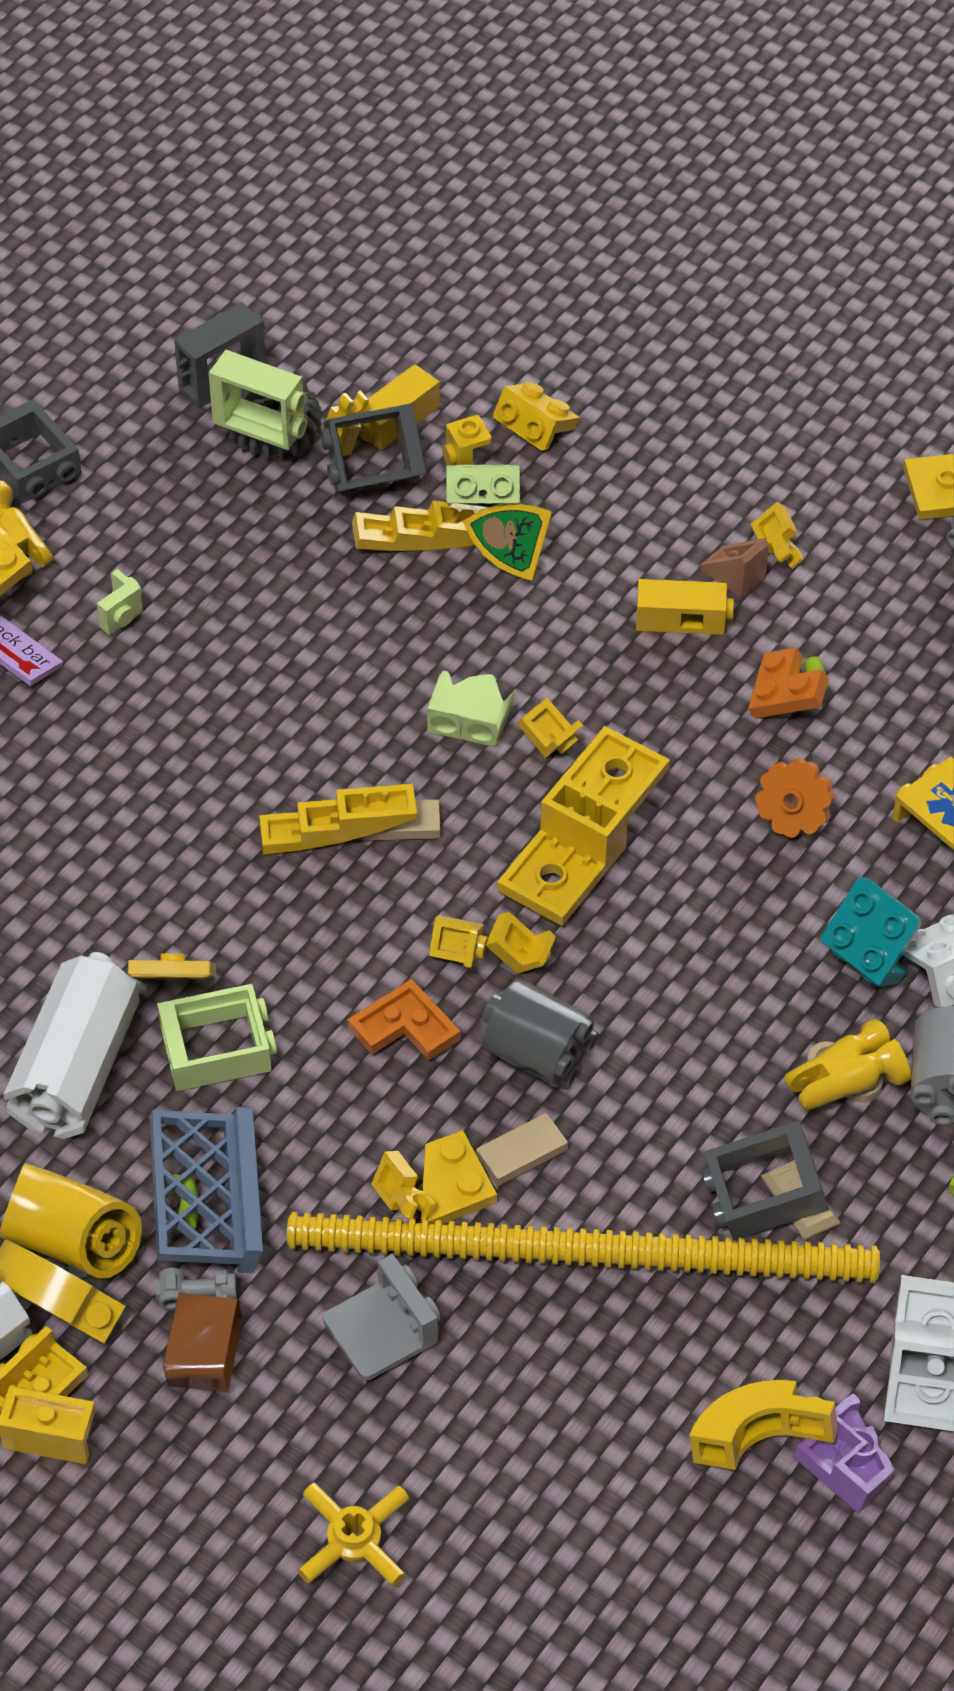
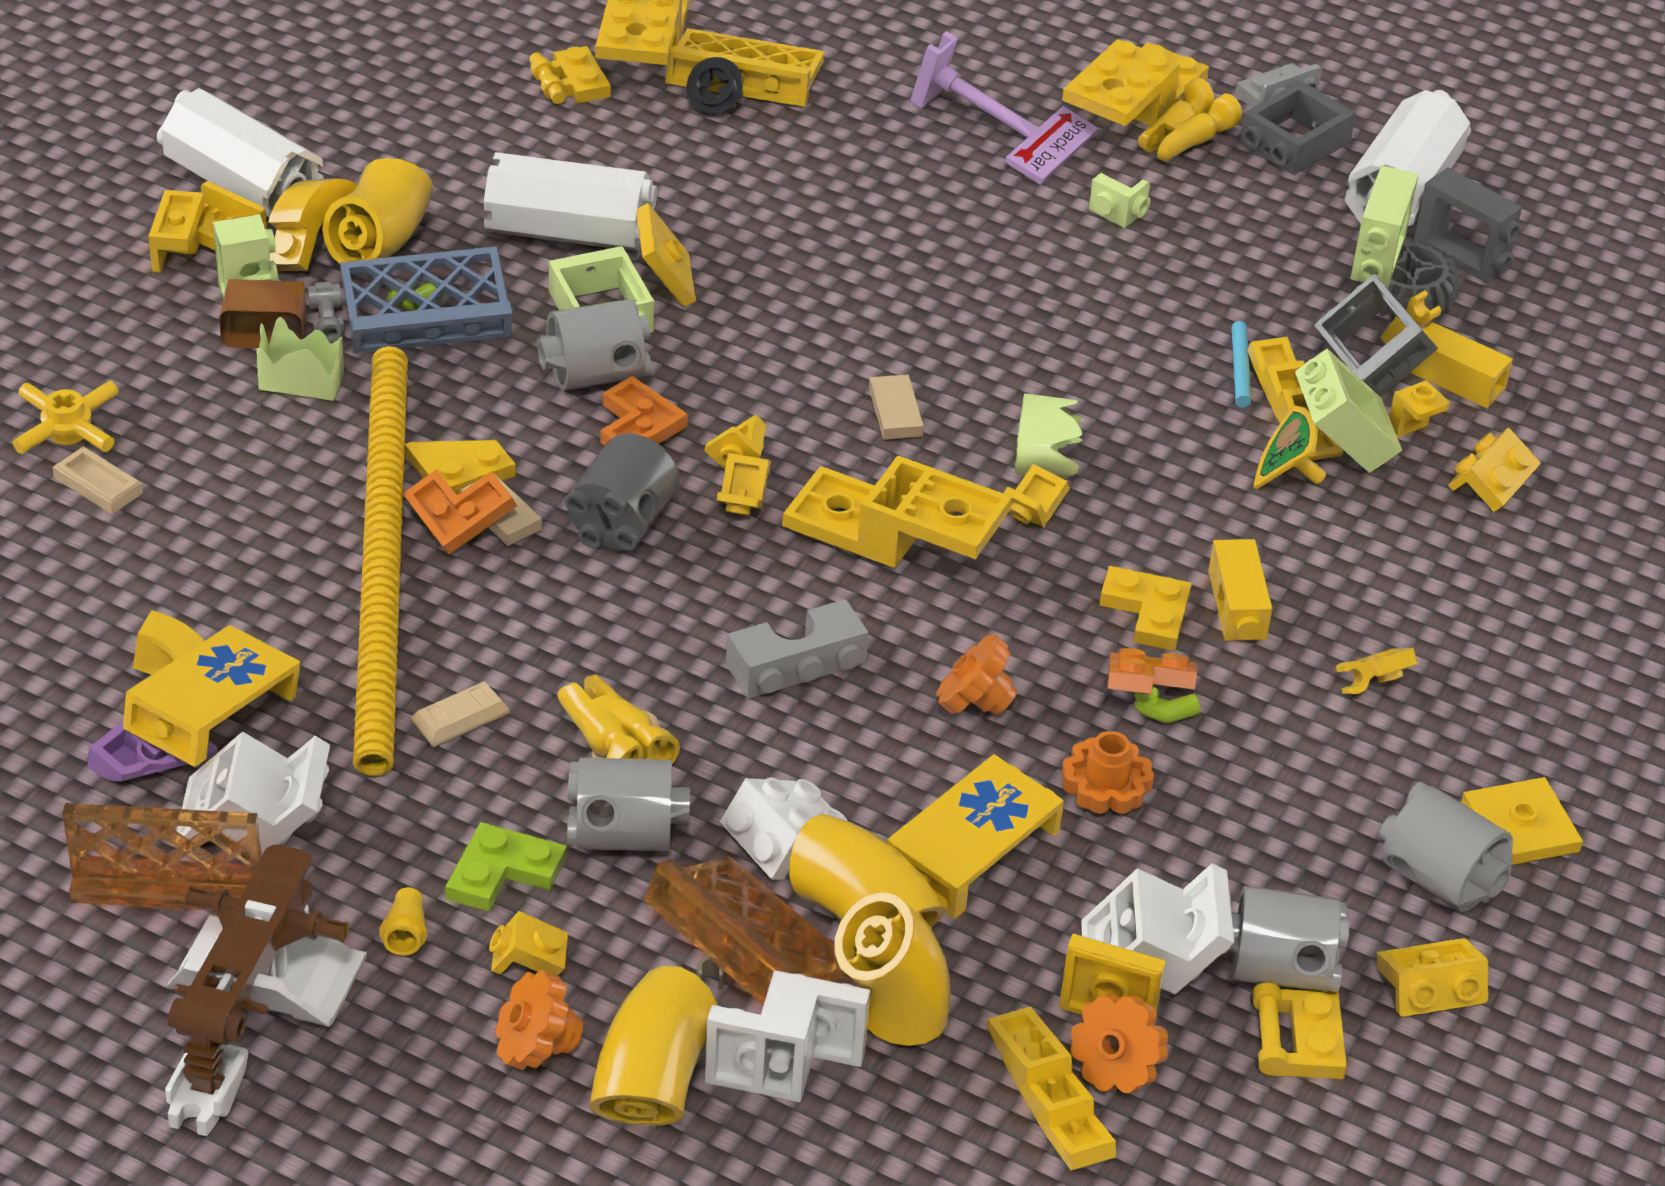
camera: 80 degrees right, 10 degrees down
(115, 376) = (1419, 138): none -> white brick
(131, 1350) = (244, 250): none -> yellowish green brick
(307, 1274) = (298, 364): none -> yellowish green piece
(313, 1038) = (595, 345): none -> light grey cylinder
(348, 817) = (877, 352): yellow slope -> none
(367, 558) = (1241, 364): none -> medium azure bar
(384, 1321) = (293, 423): light grey bracket -> none
(396, 1183) = (442, 417): yellow plate -> none
(443, 1509) = (97, 480): none -> tan tile
(545, 1181) = (458, 517): none -> orange plate
(684, 667) = (1155, 598): none -> yellow plate
(734, 900) = (768, 662): none -> light grey arch
(739, 565) = (1315, 637): nougat slope -> none
(773, 1210) = (449, 689): dark grey window -> none
(807, 1381) = (204, 688): none -> yellow panel
(872, 932) = (779, 737): teal bracket -> none
(898, 731) = (1107, 774): none -> orange plant

